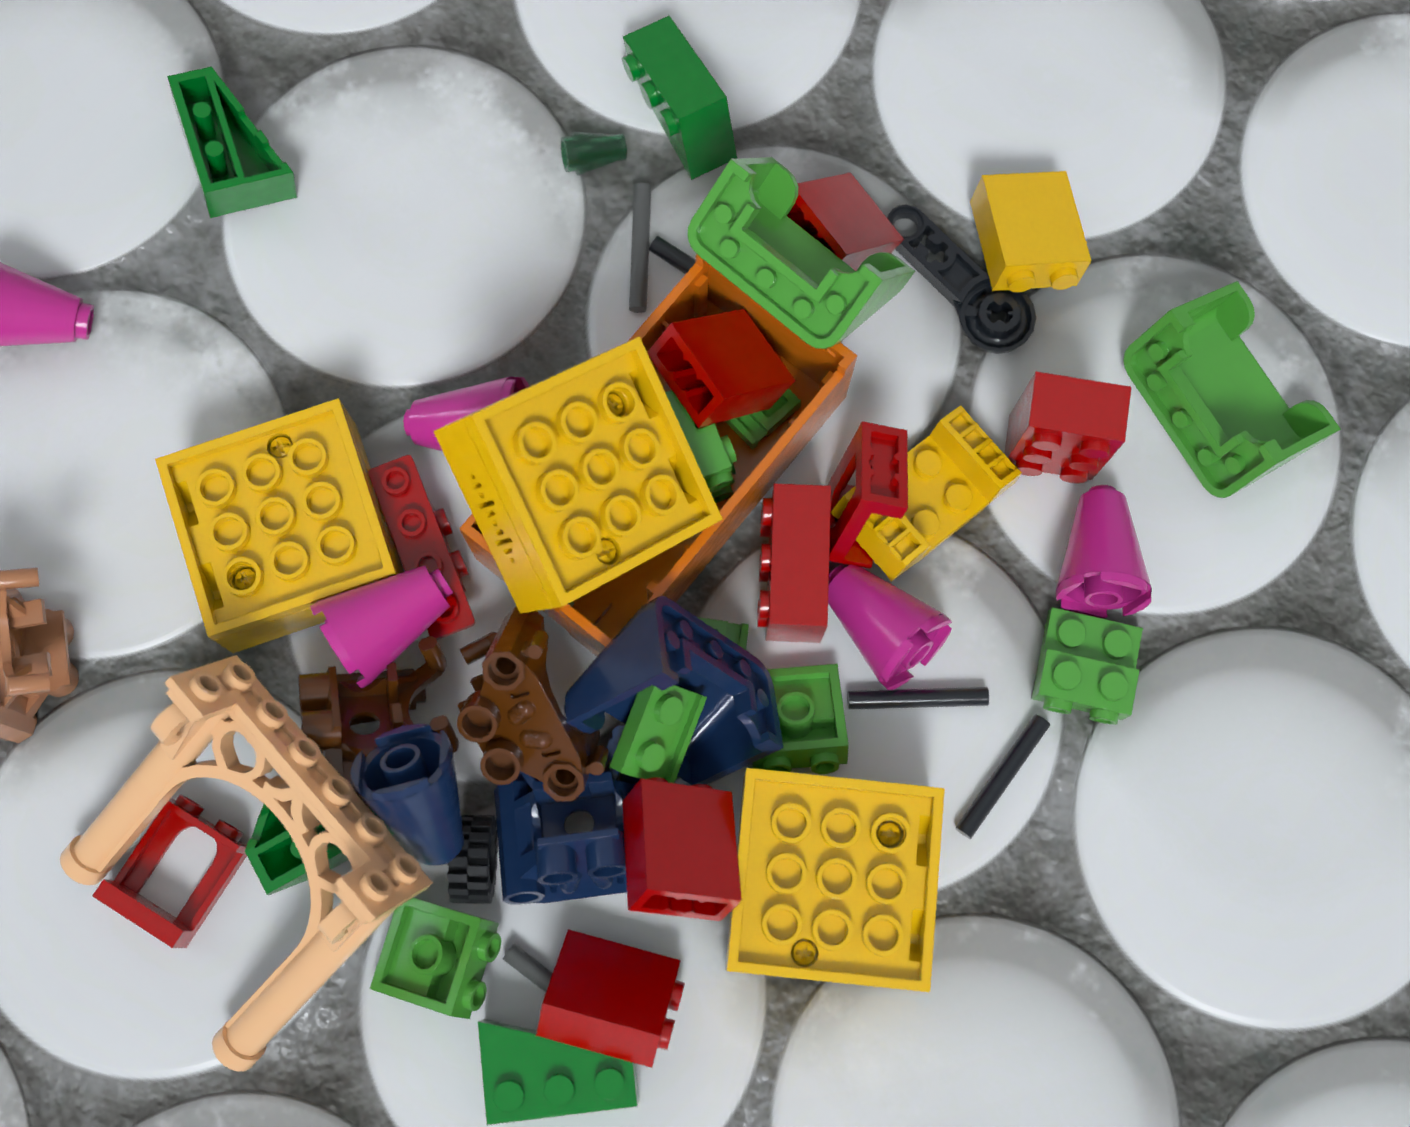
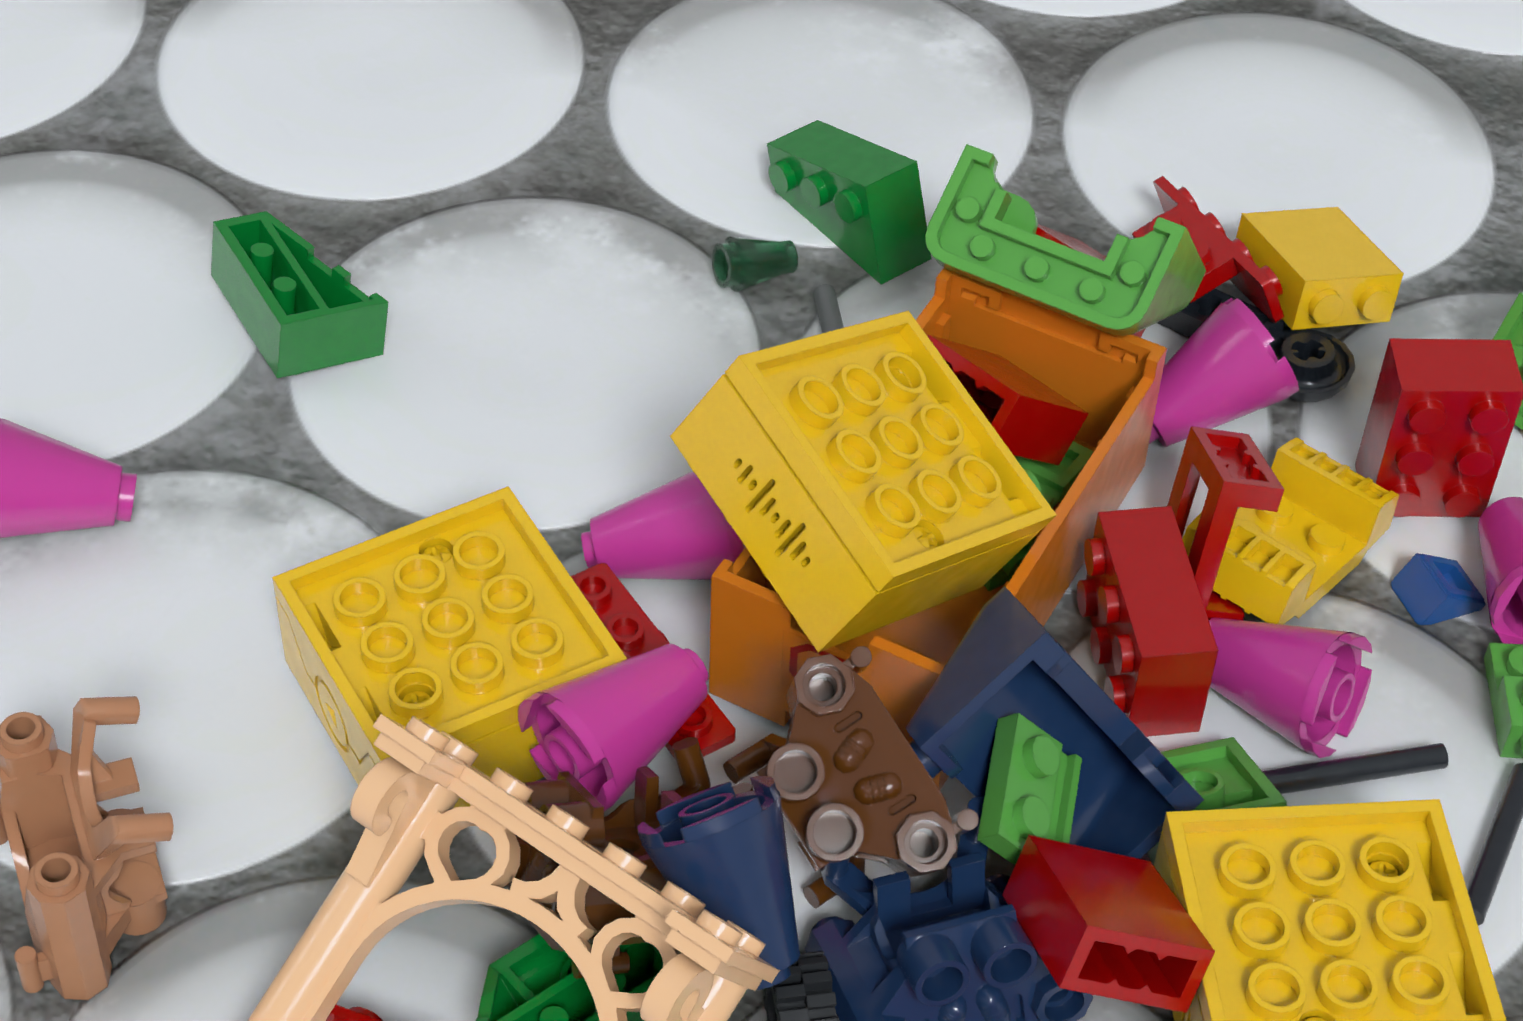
camera: 10 degrees left, 30 degrees down
(915, 336) = (1220, 375): none -> dark pink cone
(936, 204) = (1220, 256): none -> red bracket
(1031, 547) = (1436, 590): none -> blue slope

